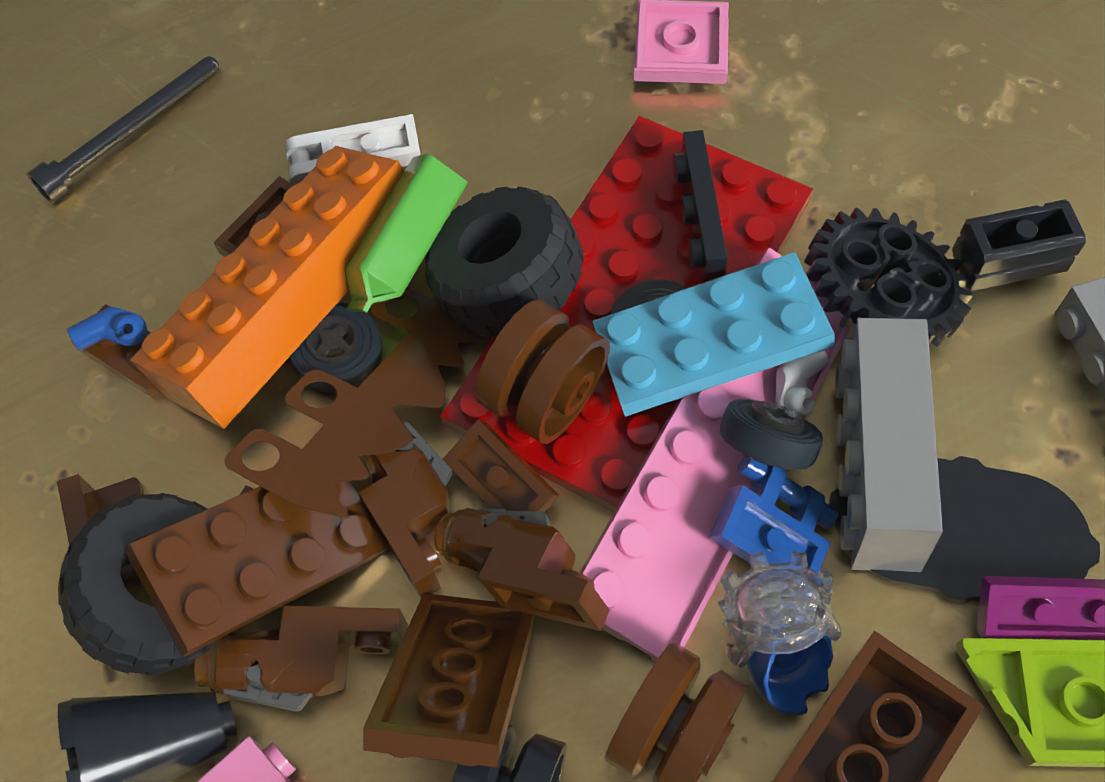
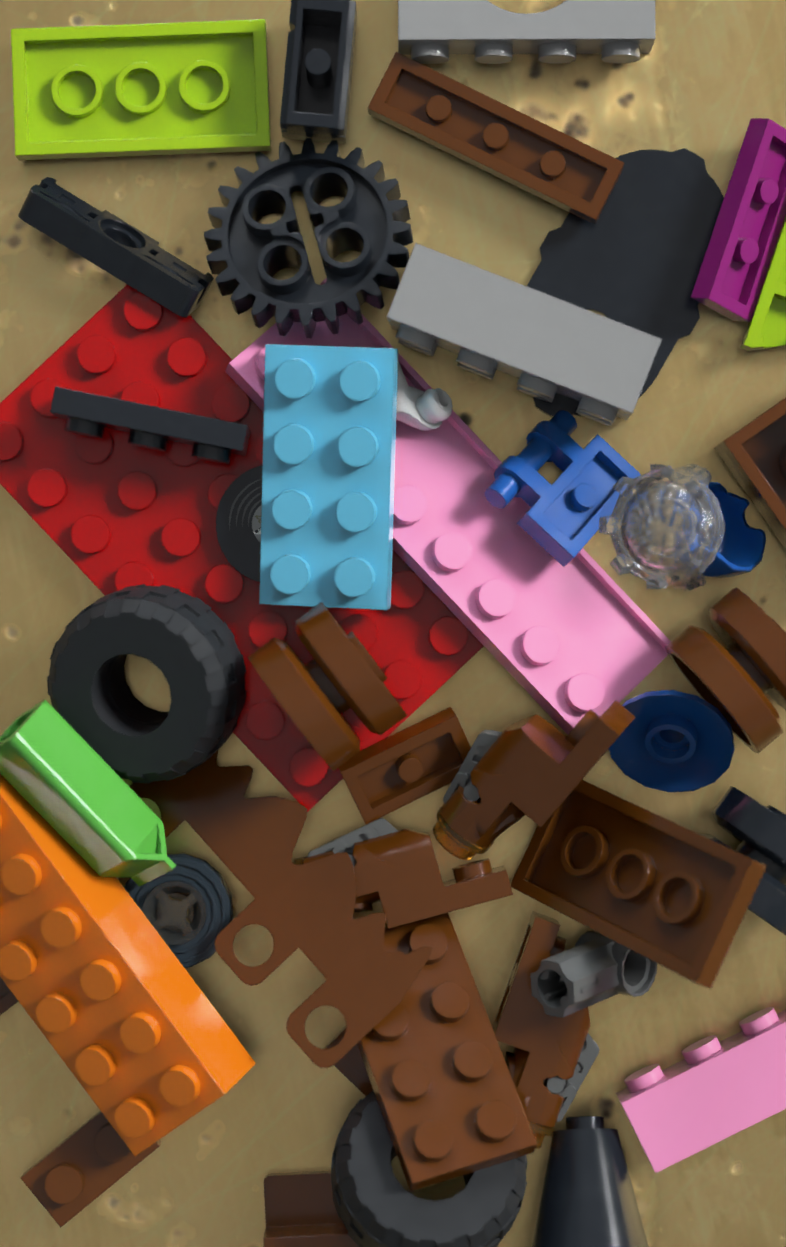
camera: 75 degrees left, 25 degrees up
(110, 325) = (70, 1172): blue arm -> none
(353, 661) = (590, 974): none -> dark grey piece
(590, 686) = (674, 742): none -> blue dish
(771, 434) = (475, 459): black wheel -> none
(818, 164) = (115, 247): none -> black piece
(937, 148) = (140, 89): none -> lime plate
(1031, 394) = (495, 138): none -> reddish brown plate

